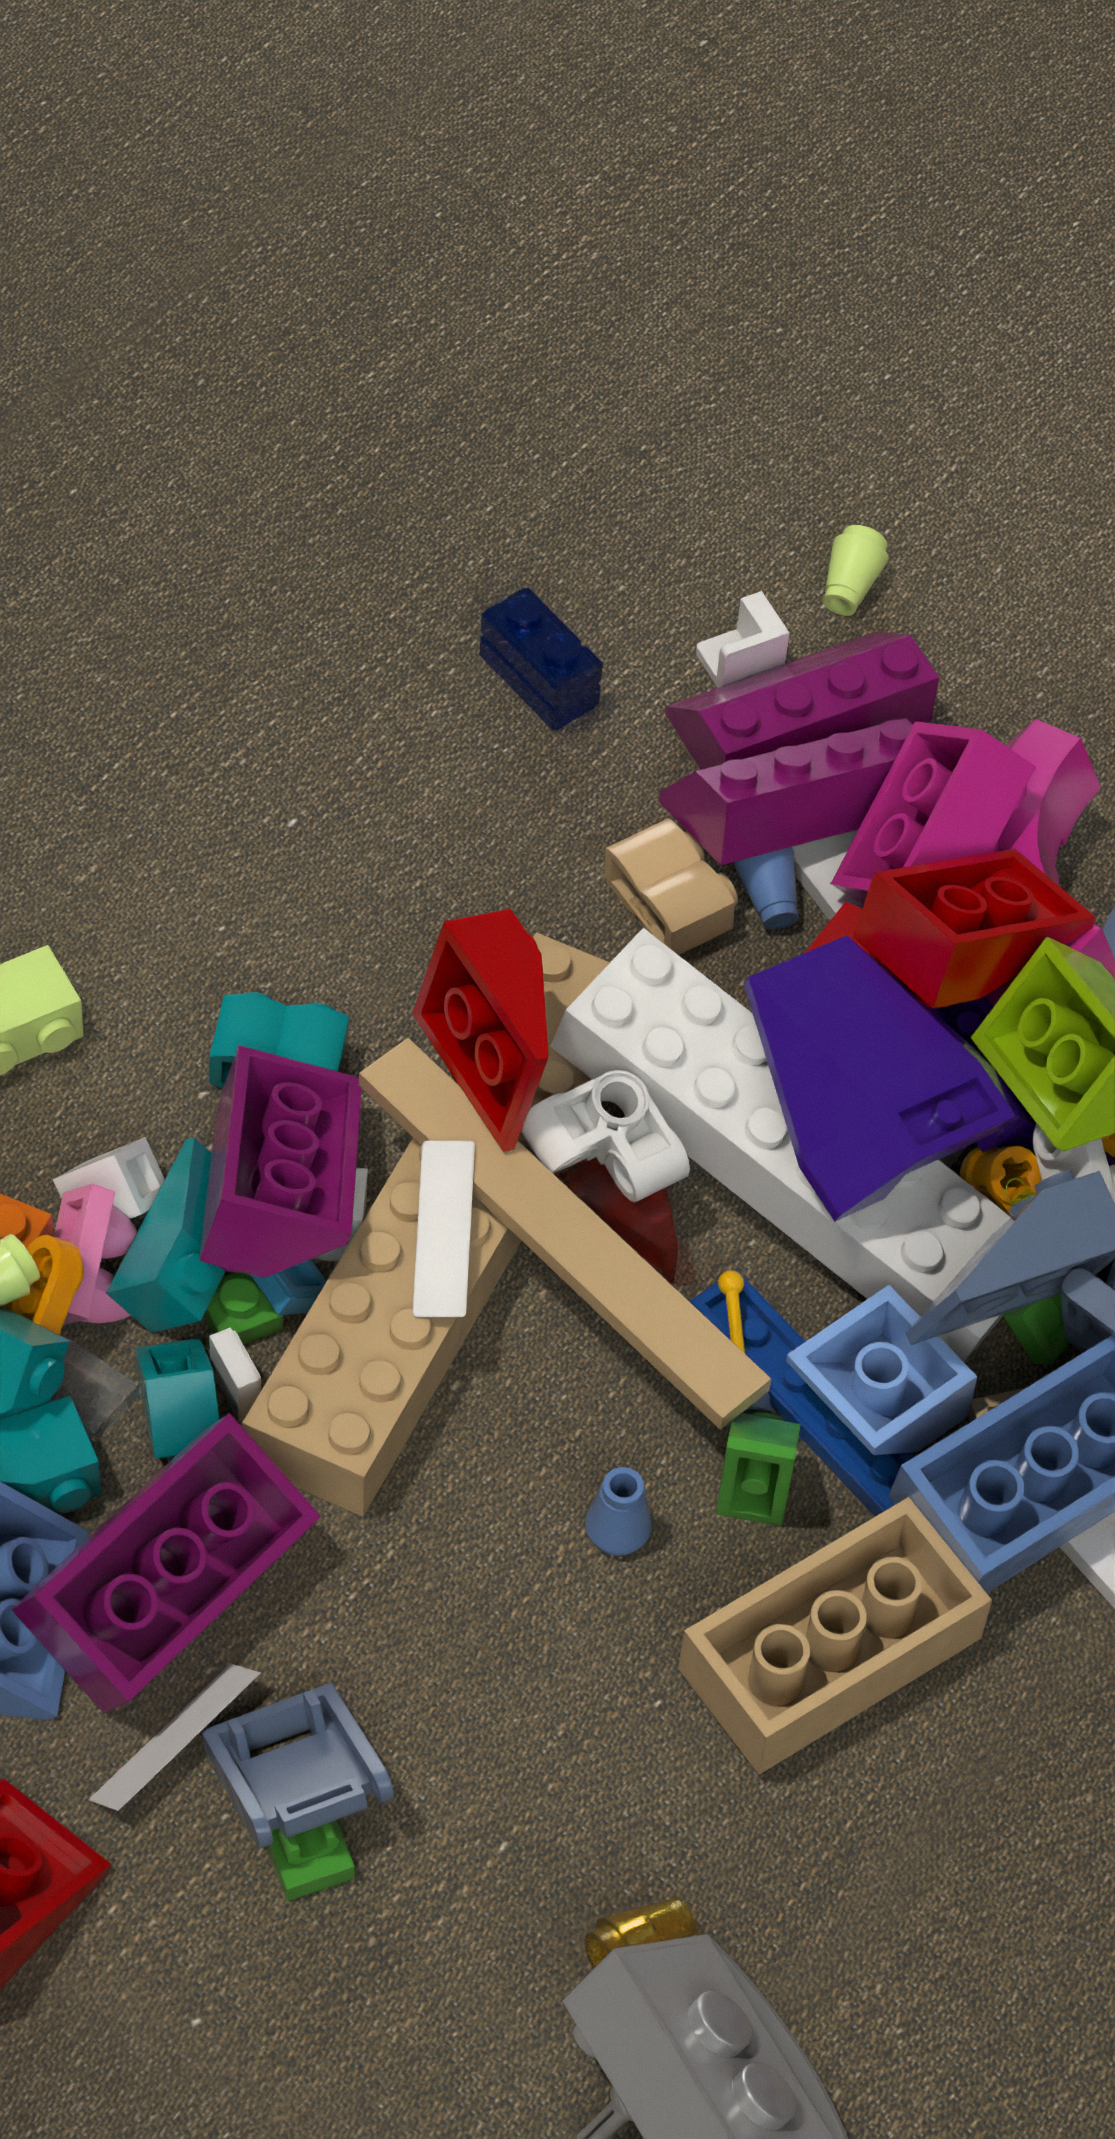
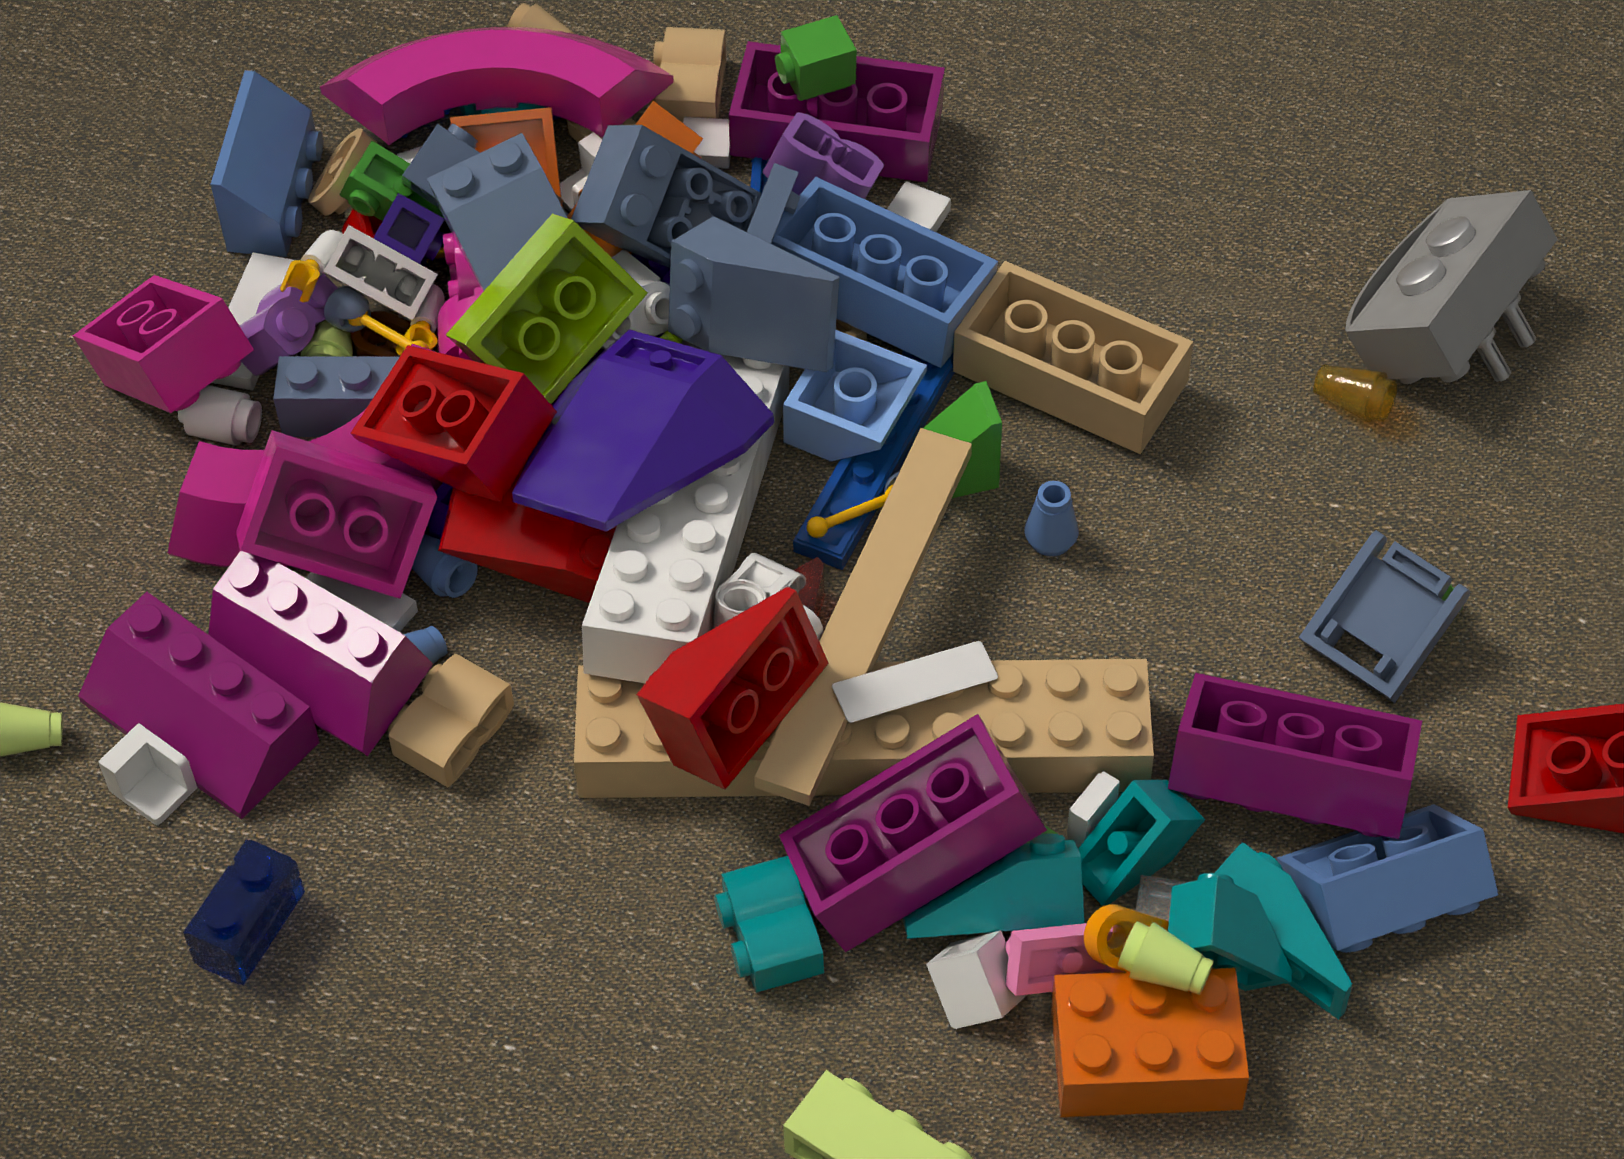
camera: 110 degrees left, 0 degrees up
(174, 1737) = (1442, 725): white sticker -> none

